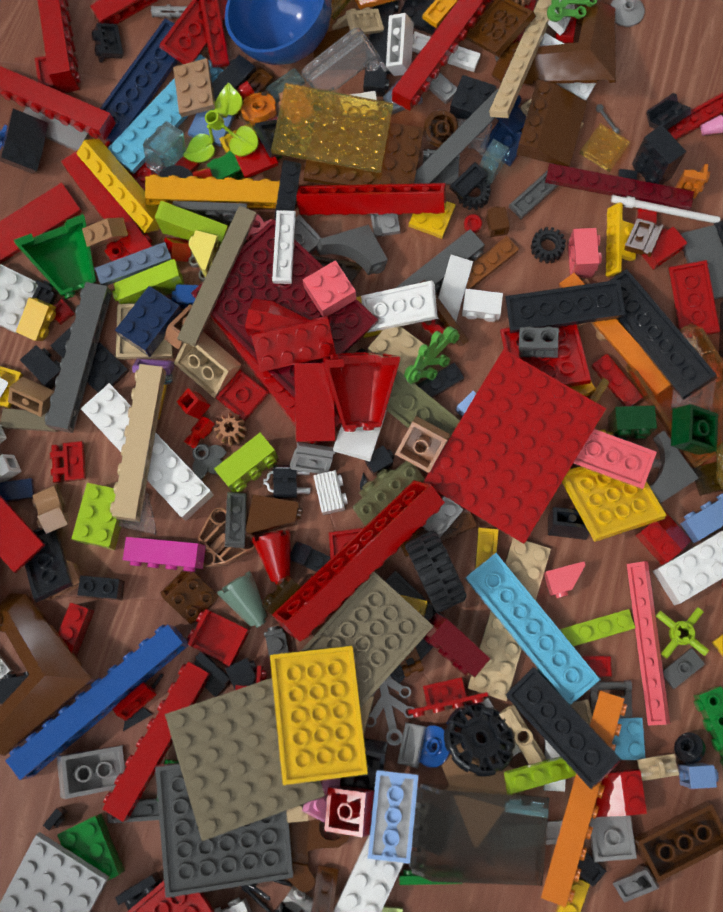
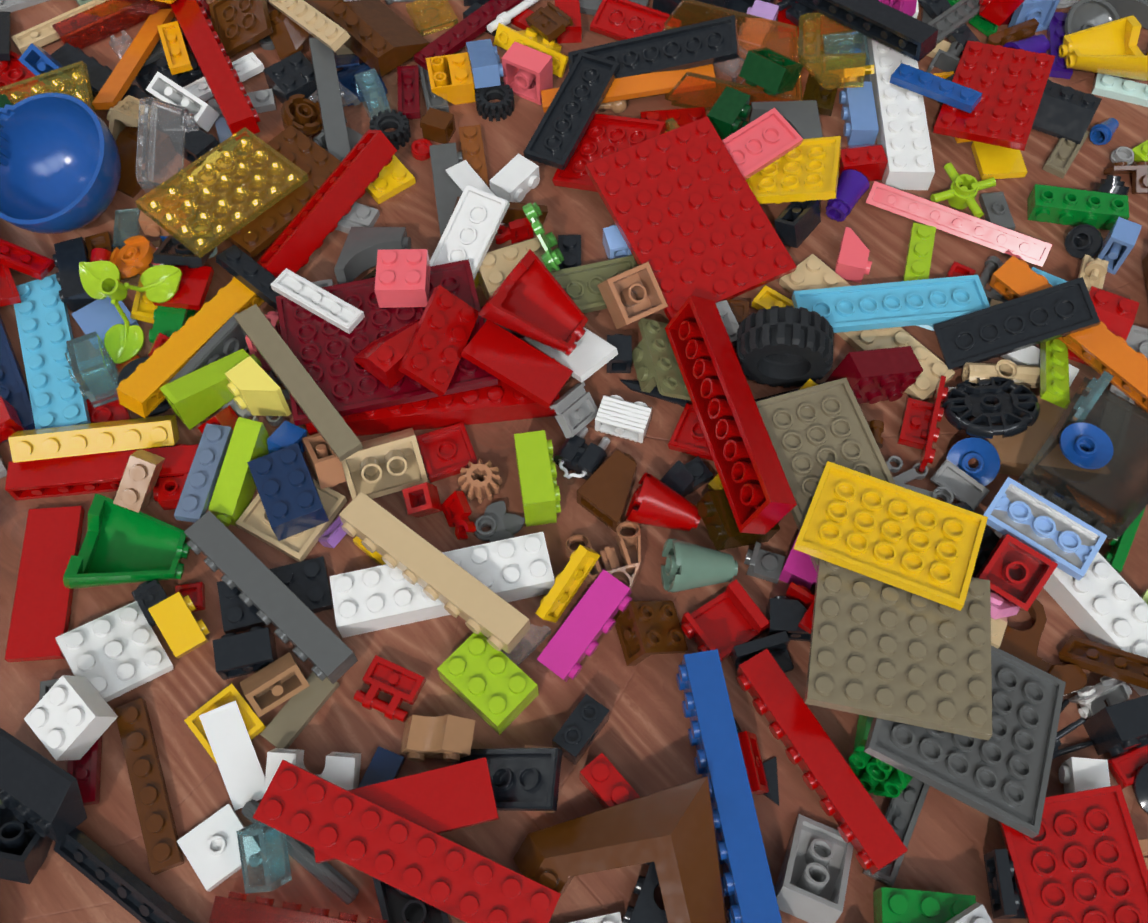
camera: 65 degrees left, 15 degrees down
(184, 526) = (567, 583): none -> yellow plate
(194, 87) = (50, 304): medium nougat plate -> none
(235, 520) = (594, 527): dark grey tile -> none
(468, 181) = (377, 118): black tile -> none
(488, 829) = (1095, 444): none -> blue dish
(516, 181) = (409, 91): none -> dark red plate
(538, 346) = (595, 142): dark grey brick -> none
(546, 202) = (452, 78): none -> light orange slope
(572, 216) = (484, 63): none -> medium blue brick
(620, 547) = (849, 190): none -> dark purple plant

